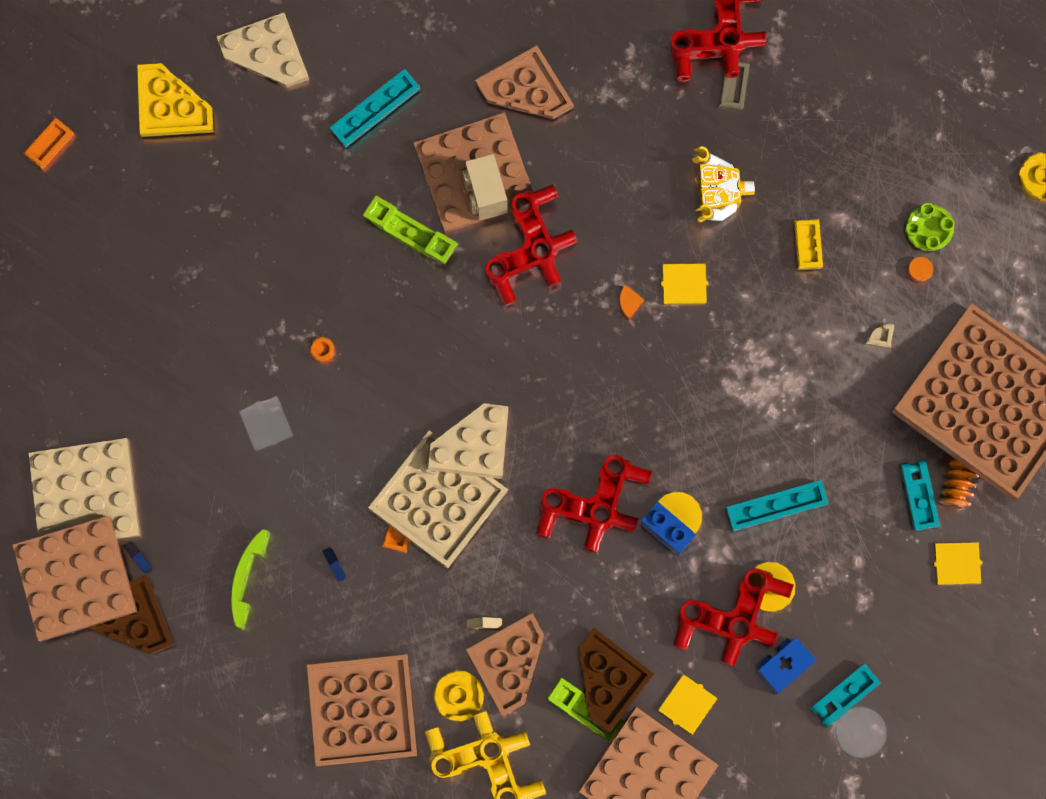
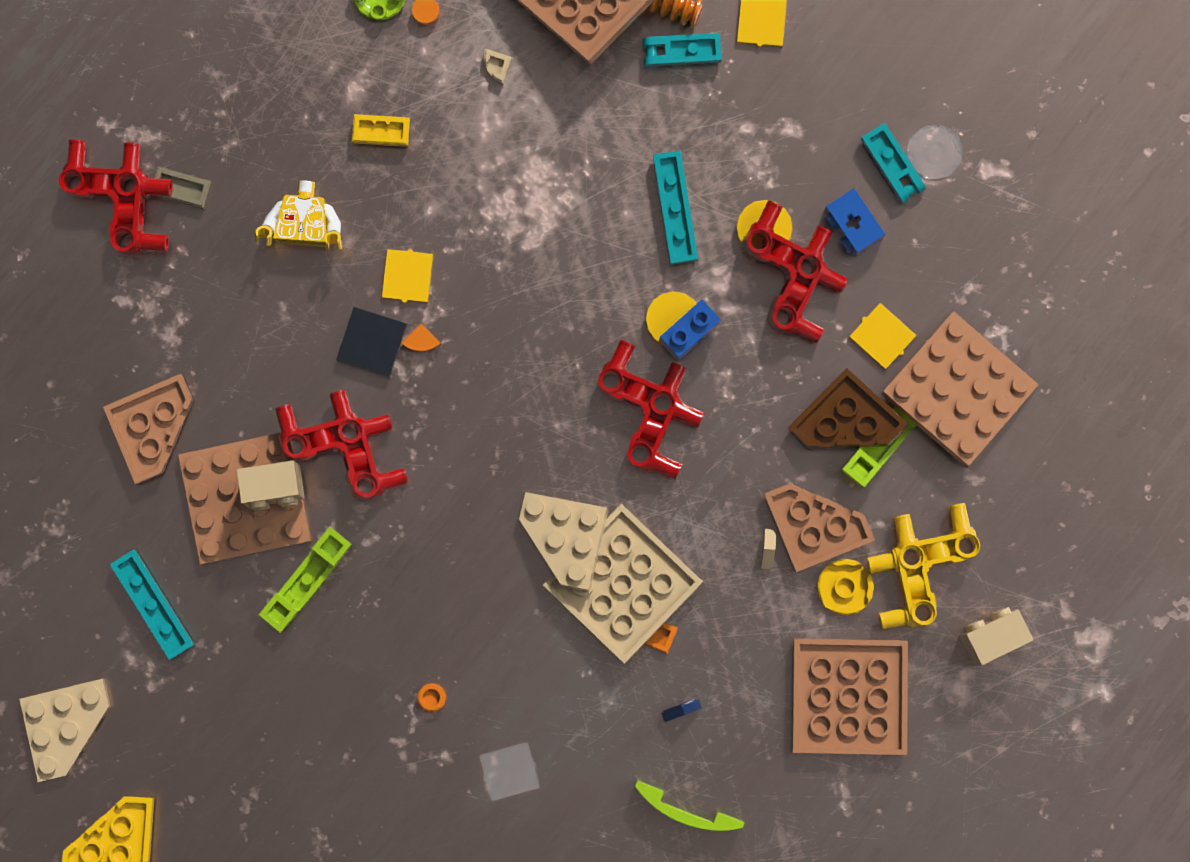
camera: 80 degrees left, 5 degrees up
(622, 260) = (371, 342): none -> black tile

